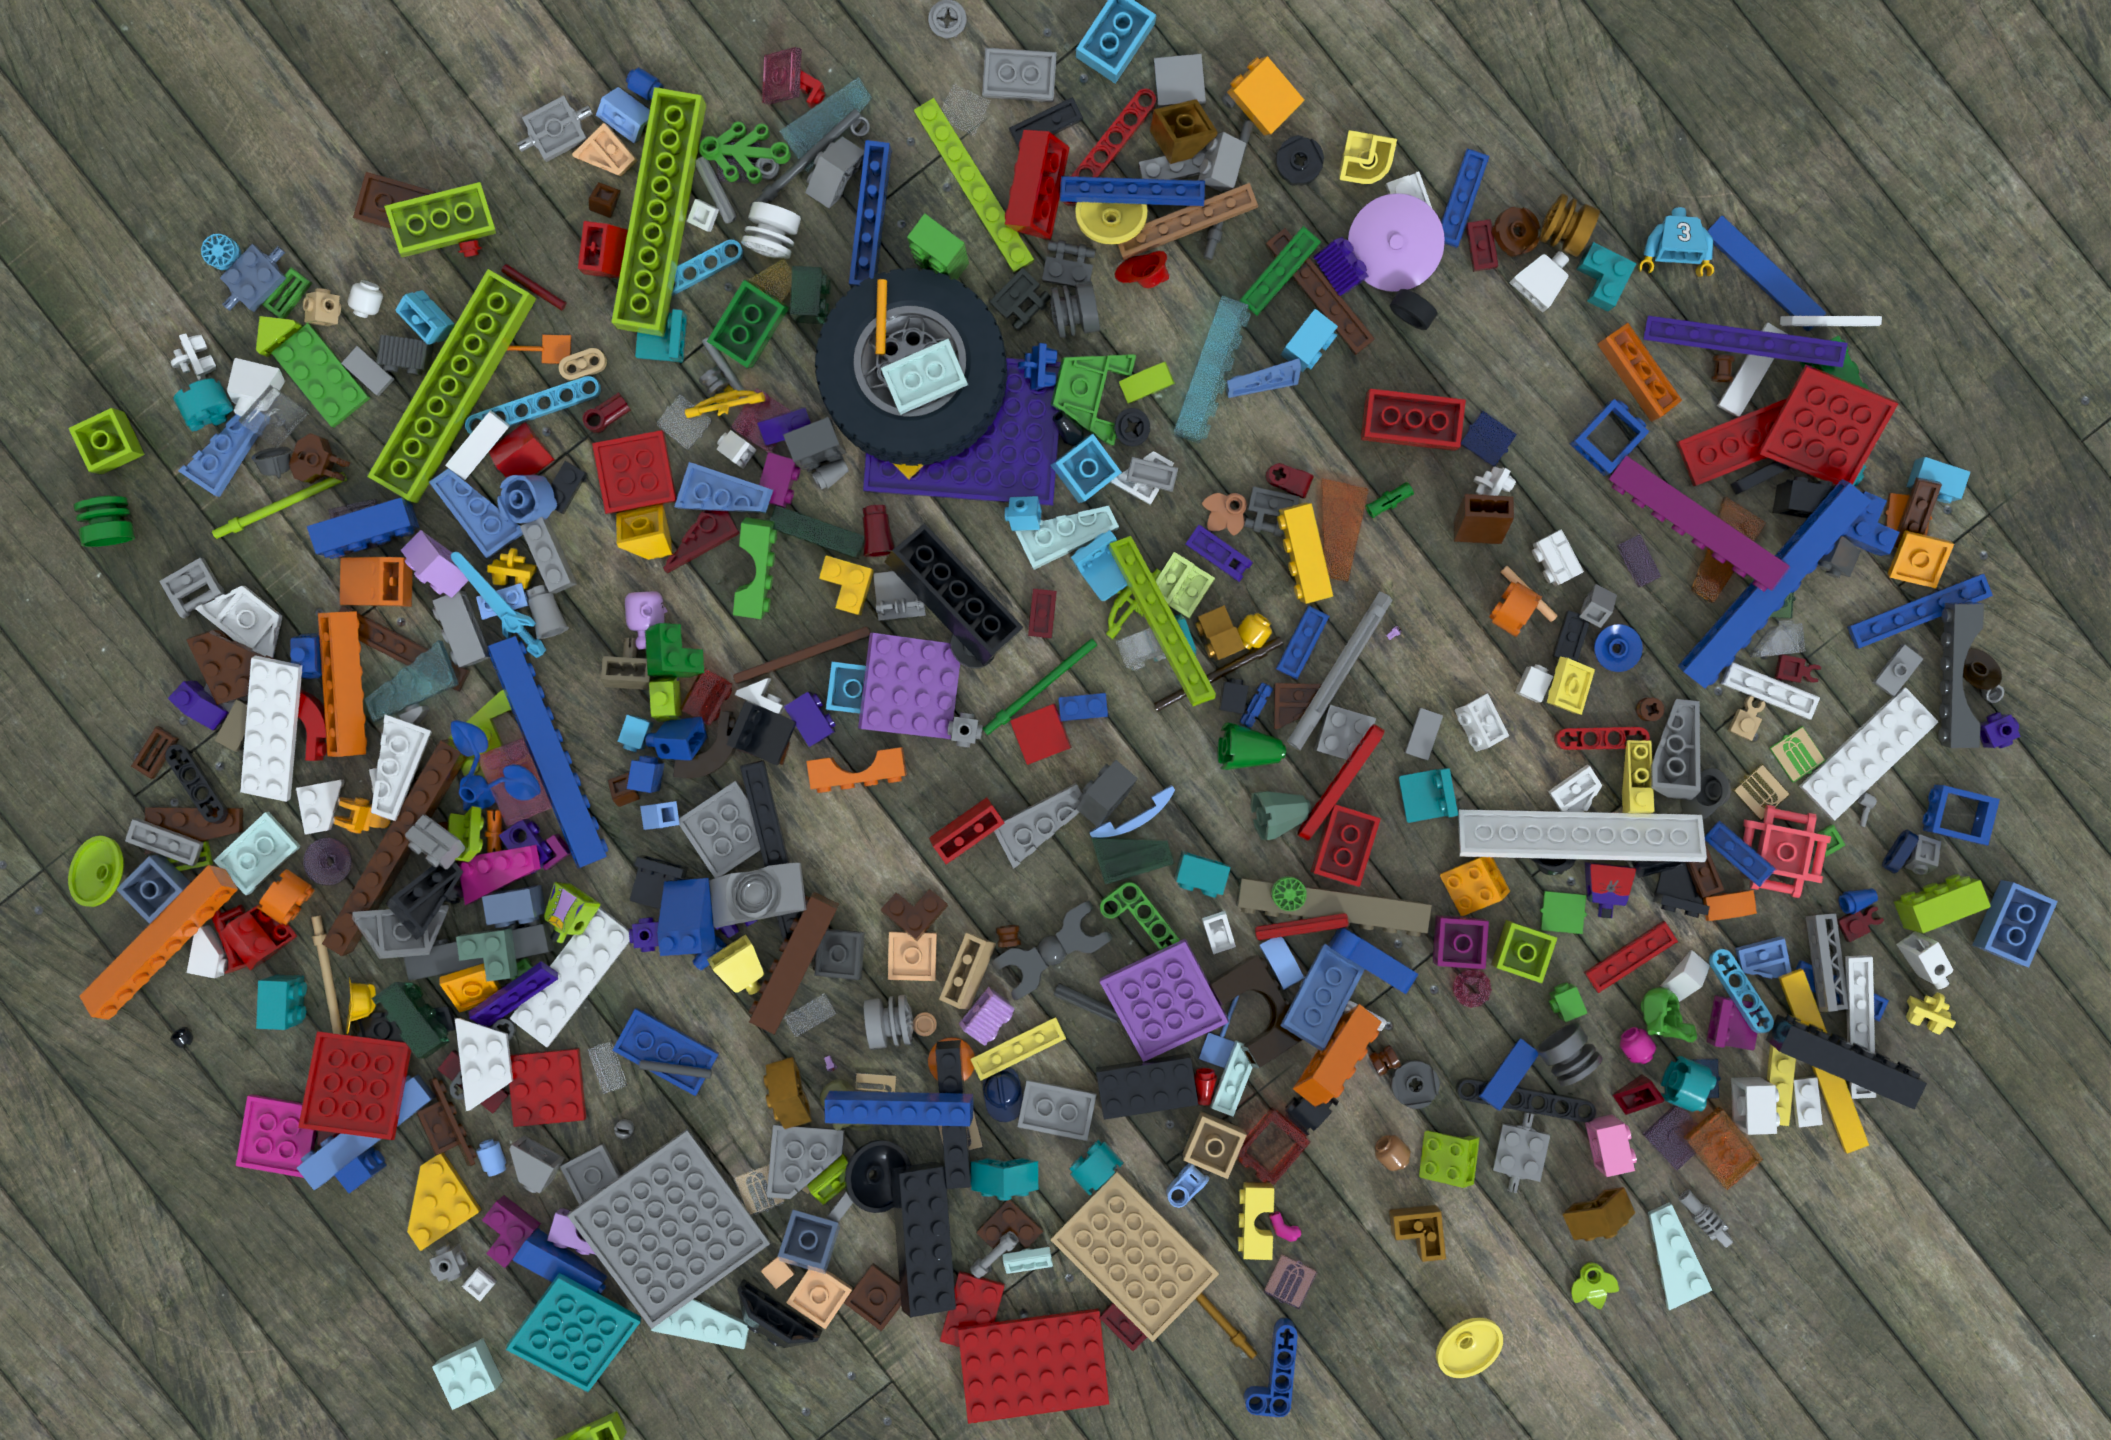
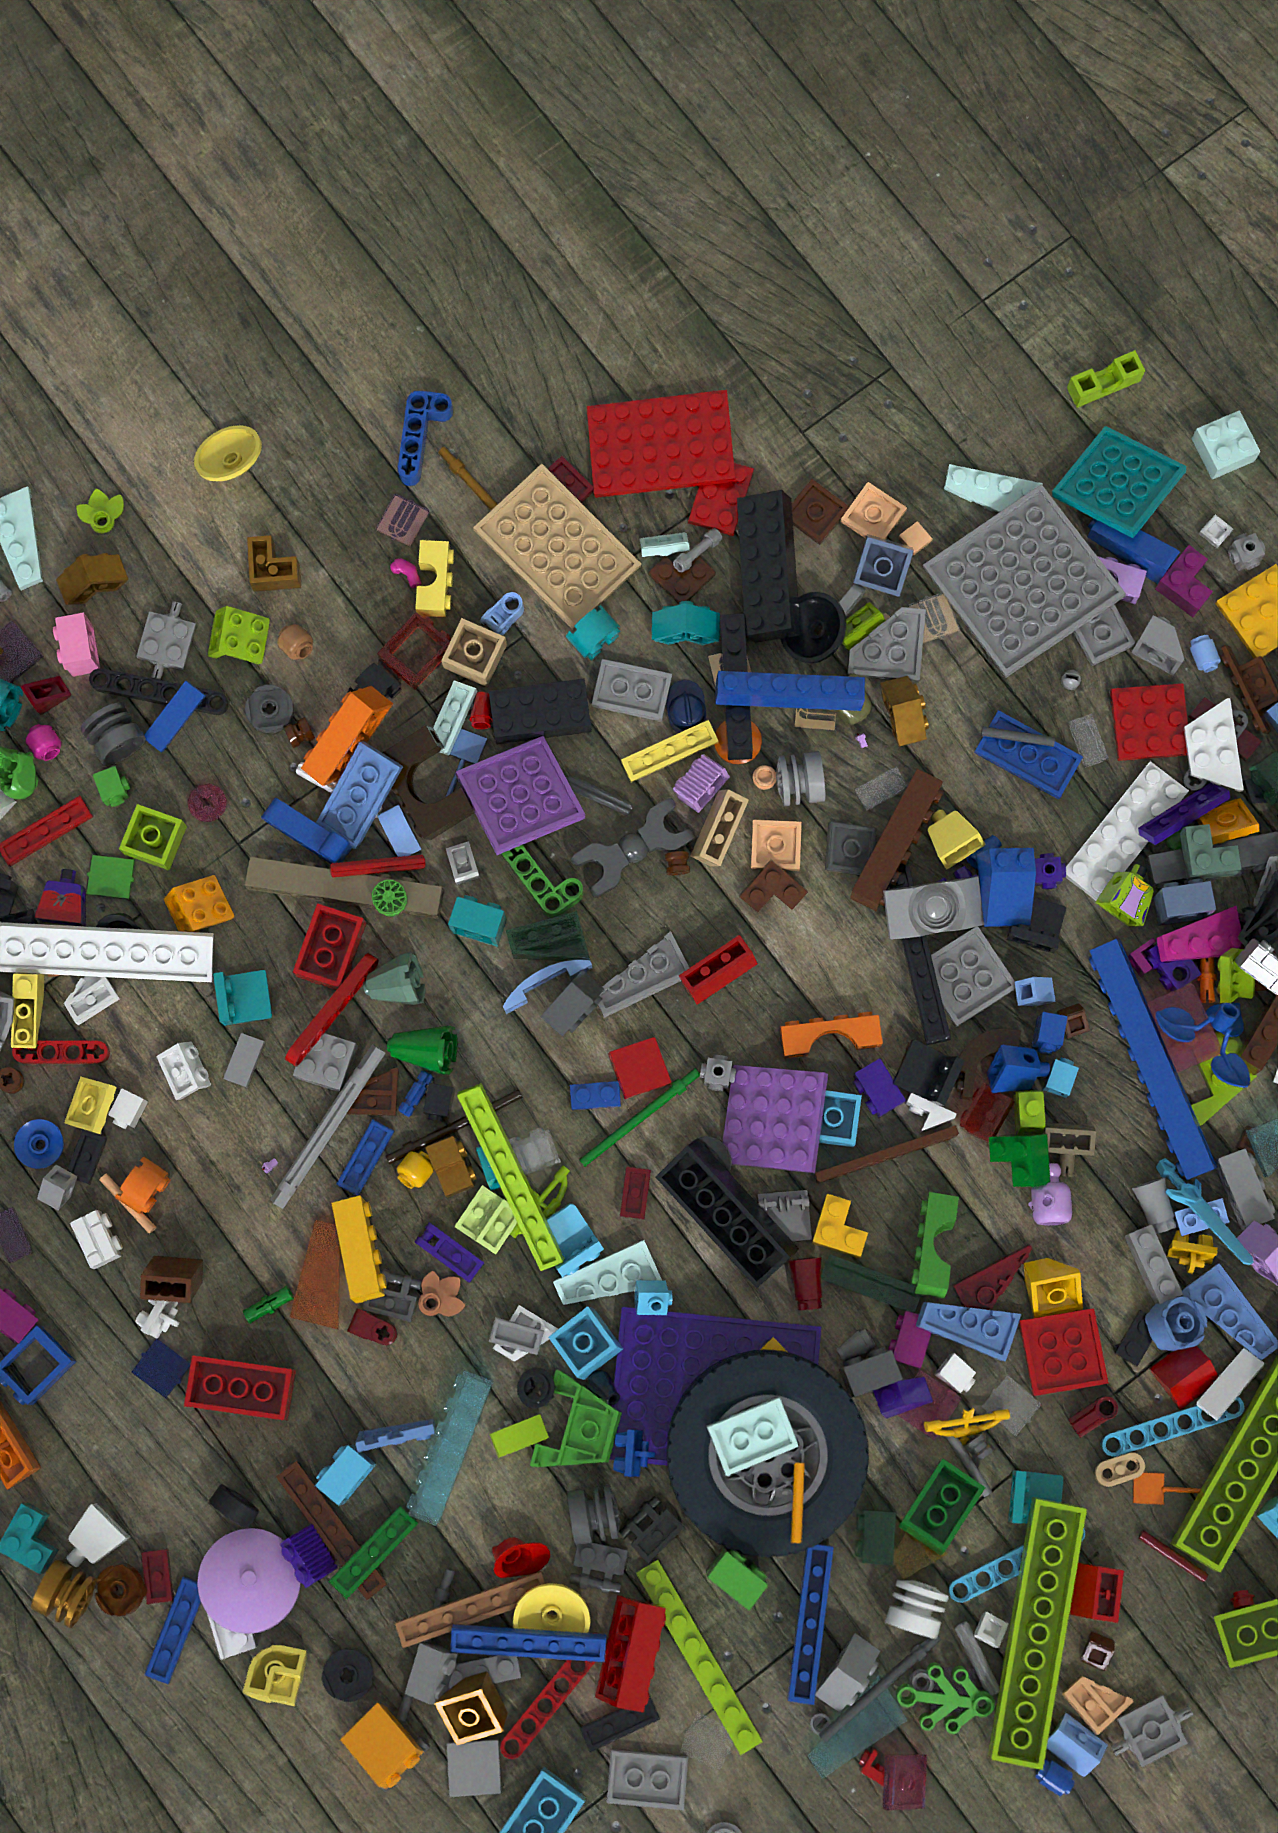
camera: 175 degrees left, 10 degrees down
(774, 1319) = (918, 491): black wedge -> none
(1460, 942) = (217, 847): magenta brick -> none

